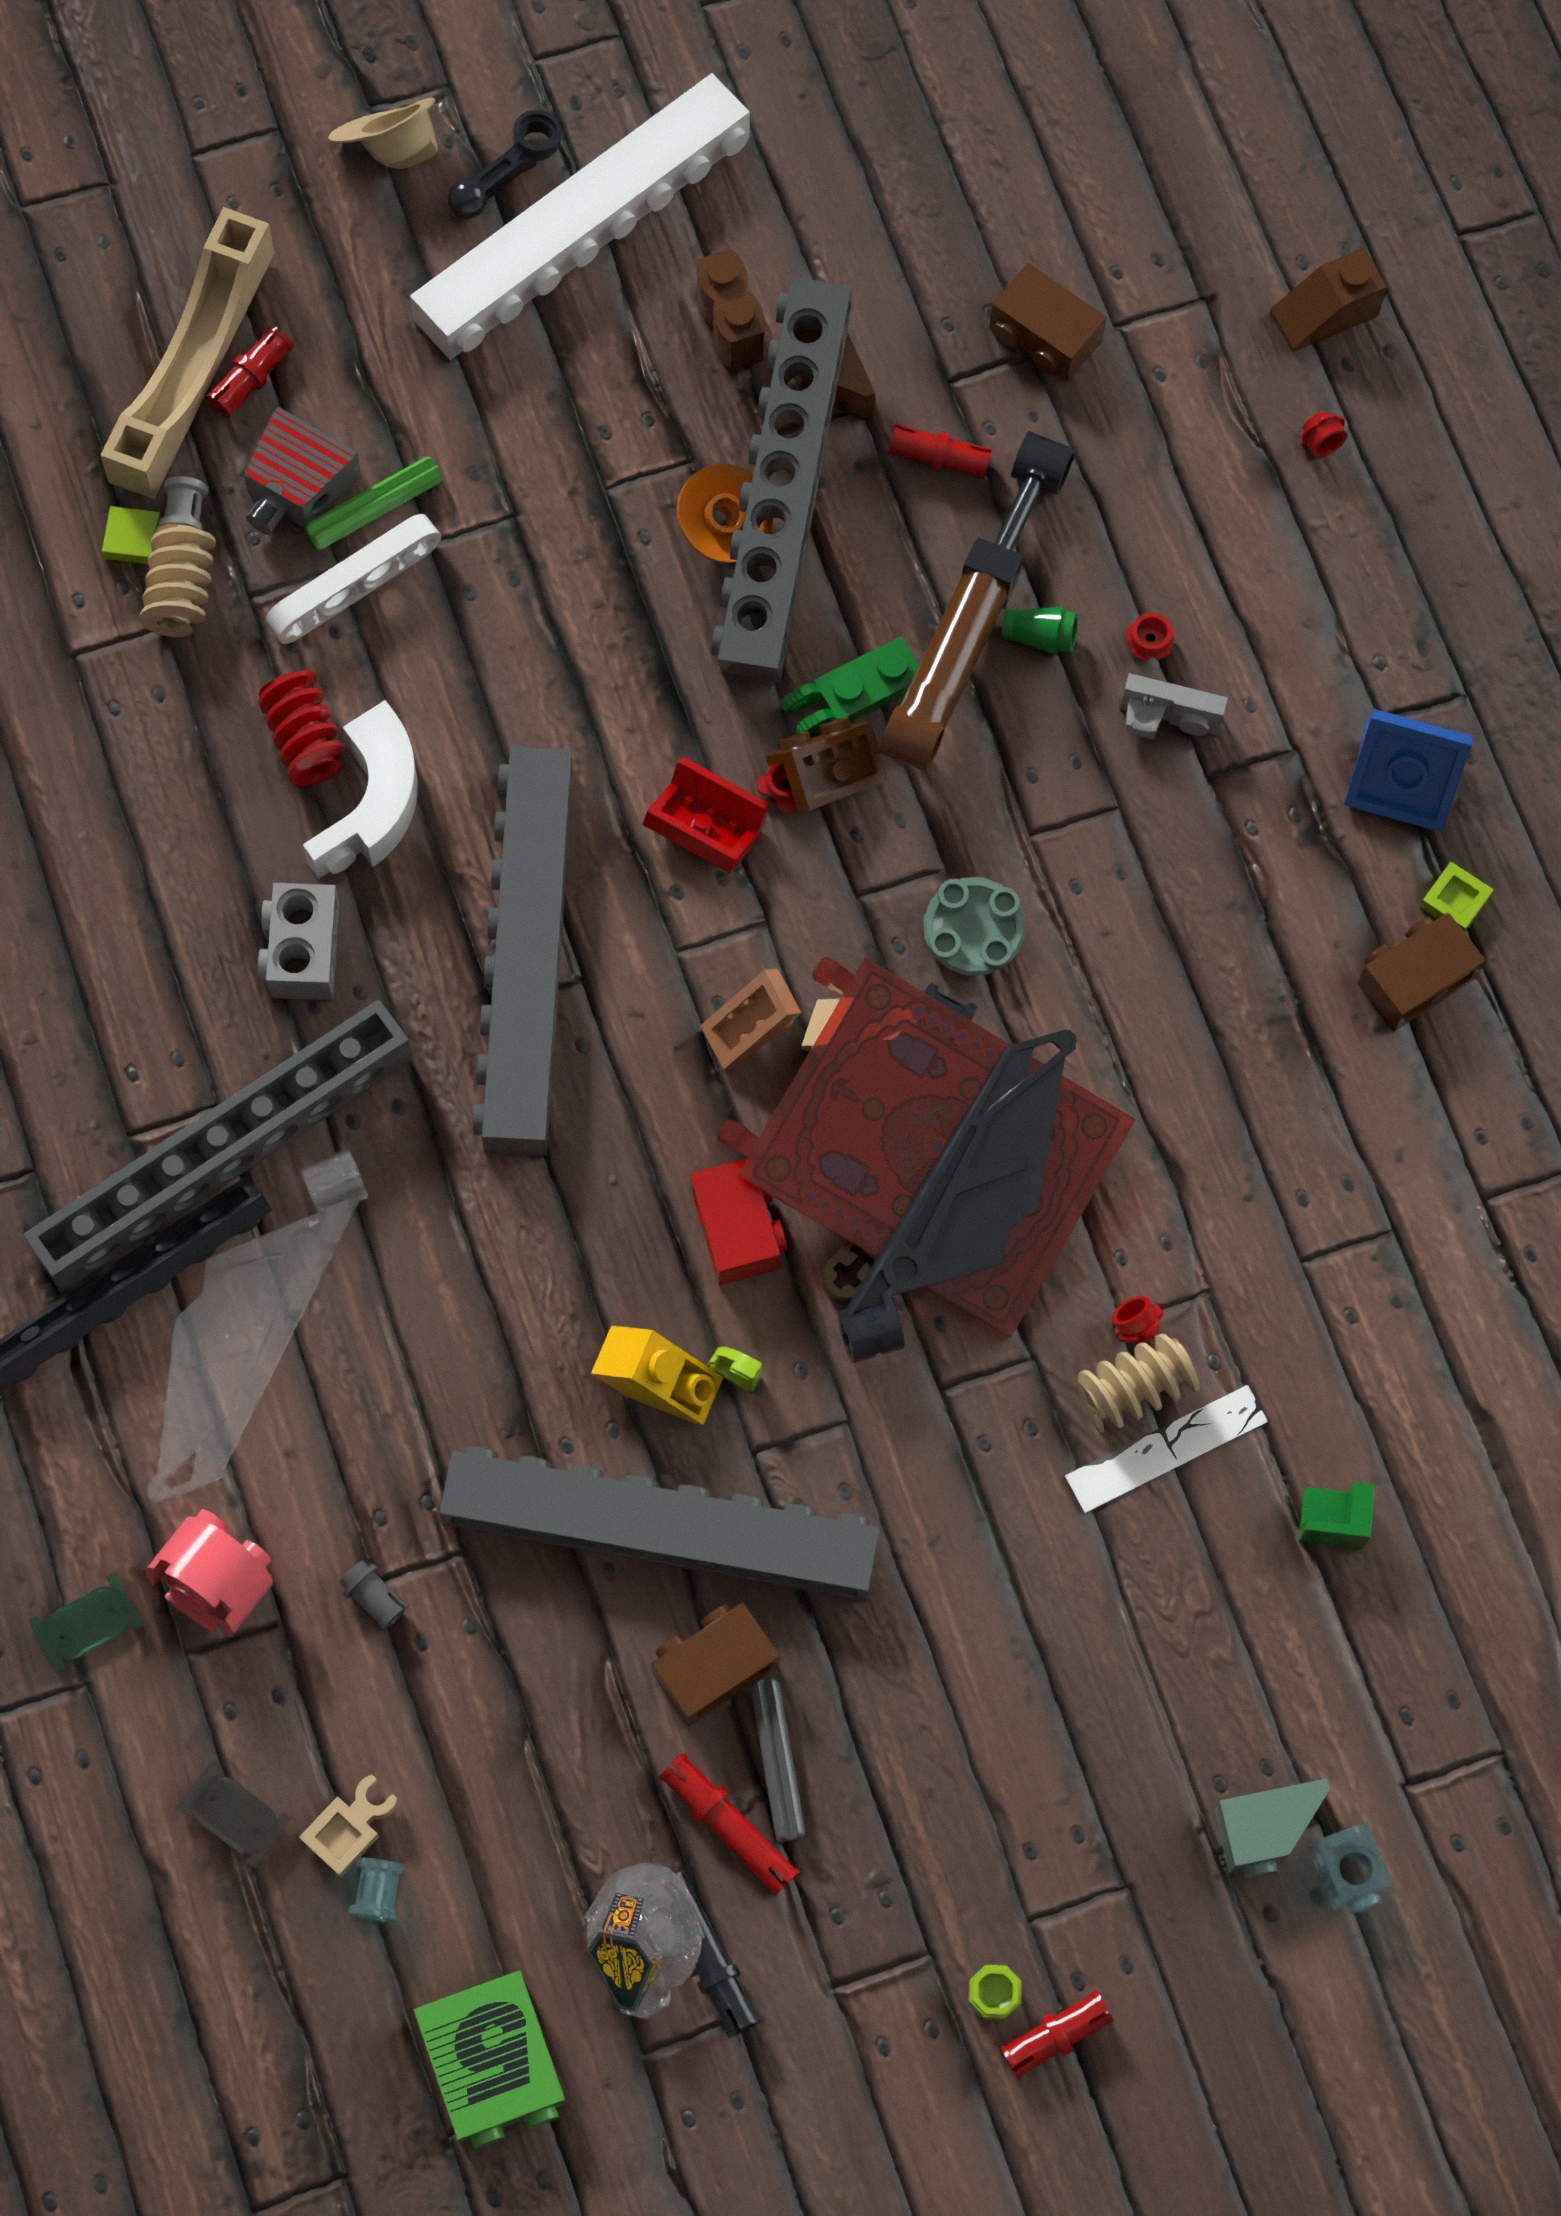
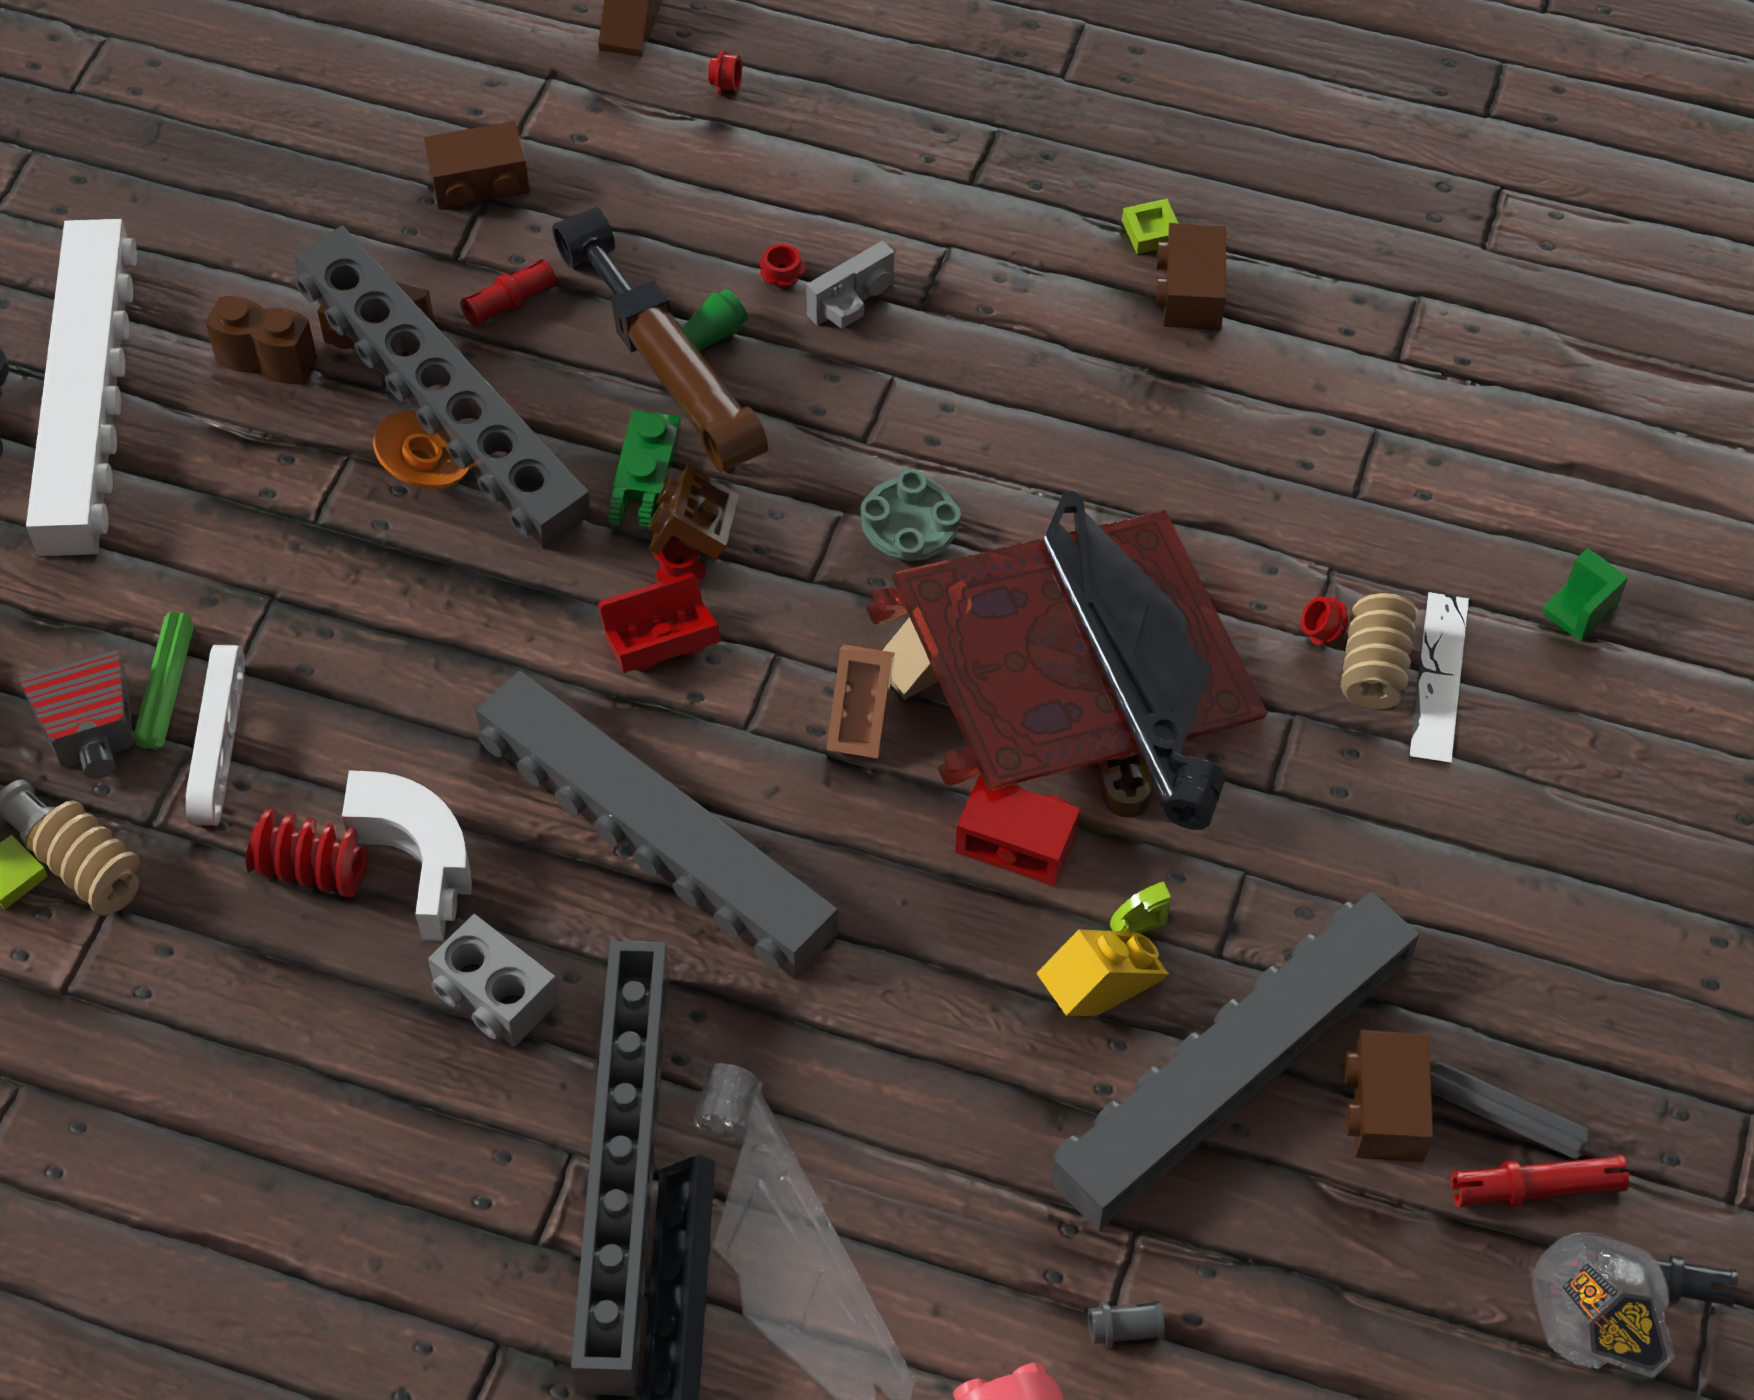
camera: 50 degrees left, 15 degrees down
(1407, 770) = (1034, 179): blue bracket -> none

